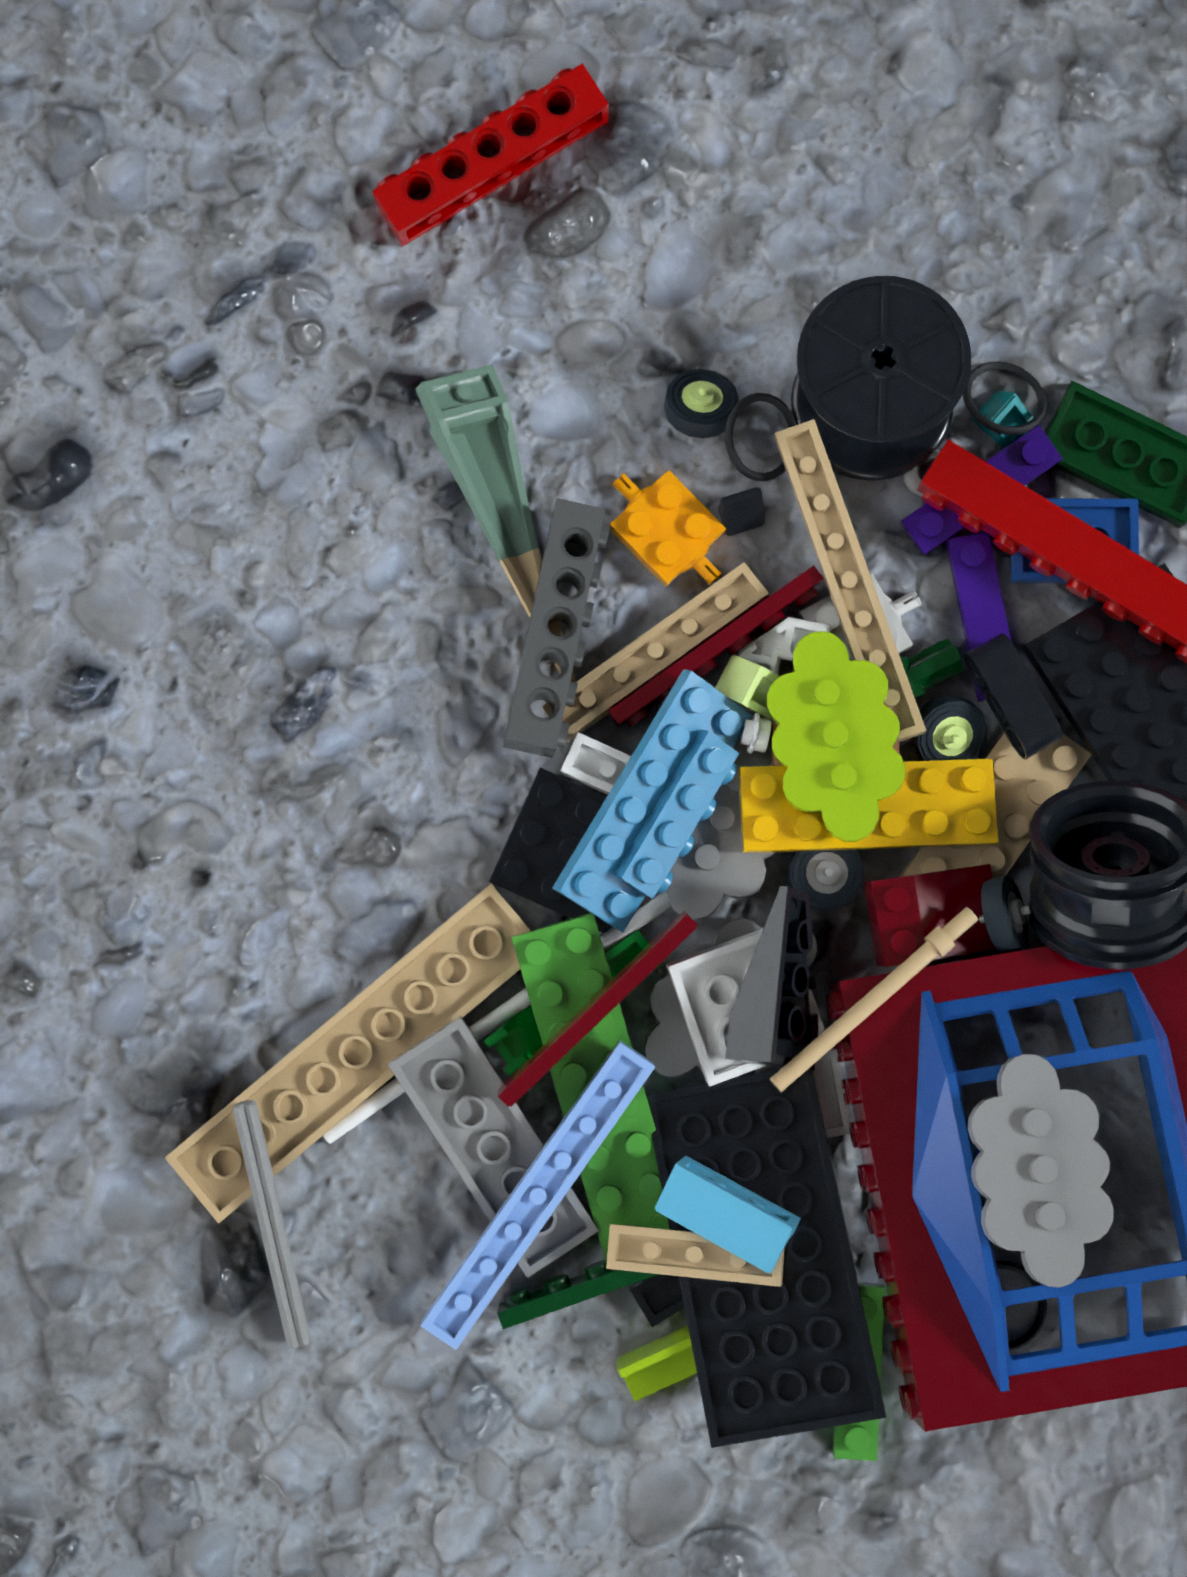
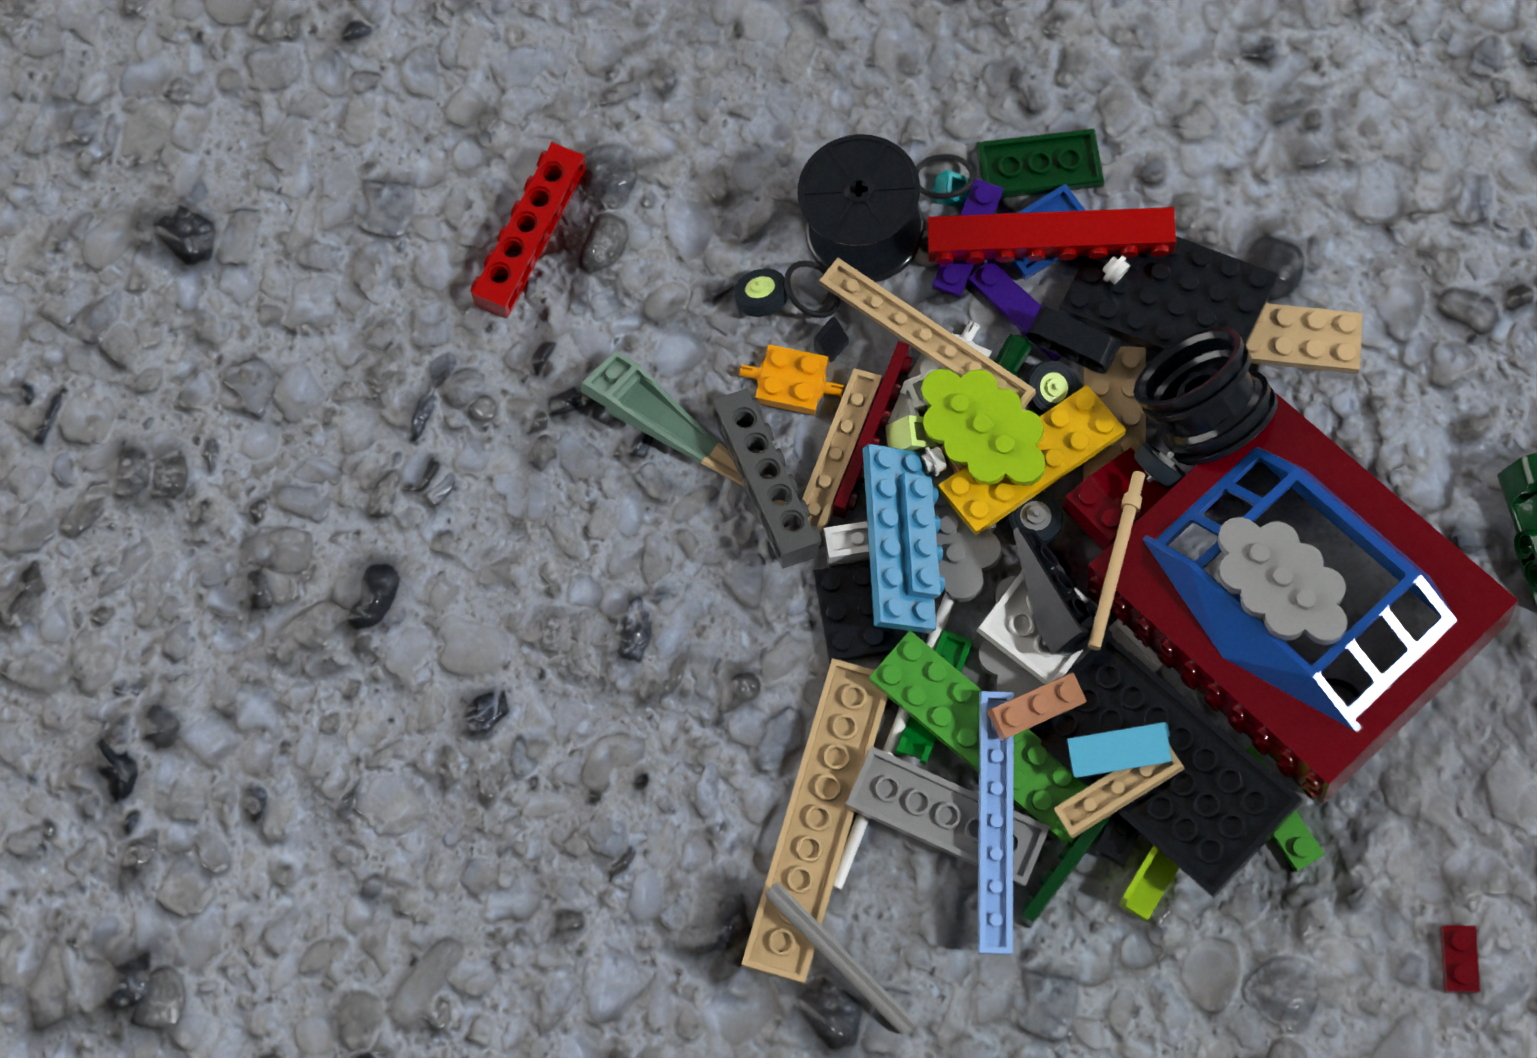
camera: 30 degrees left, 15 degrees down
(596, 1009) = (953, 680): dark red tile -> none
(670, 1100) = (1036, 706): none -> nougat plate
(1121, 645) = (1115, 269): none -> white plate

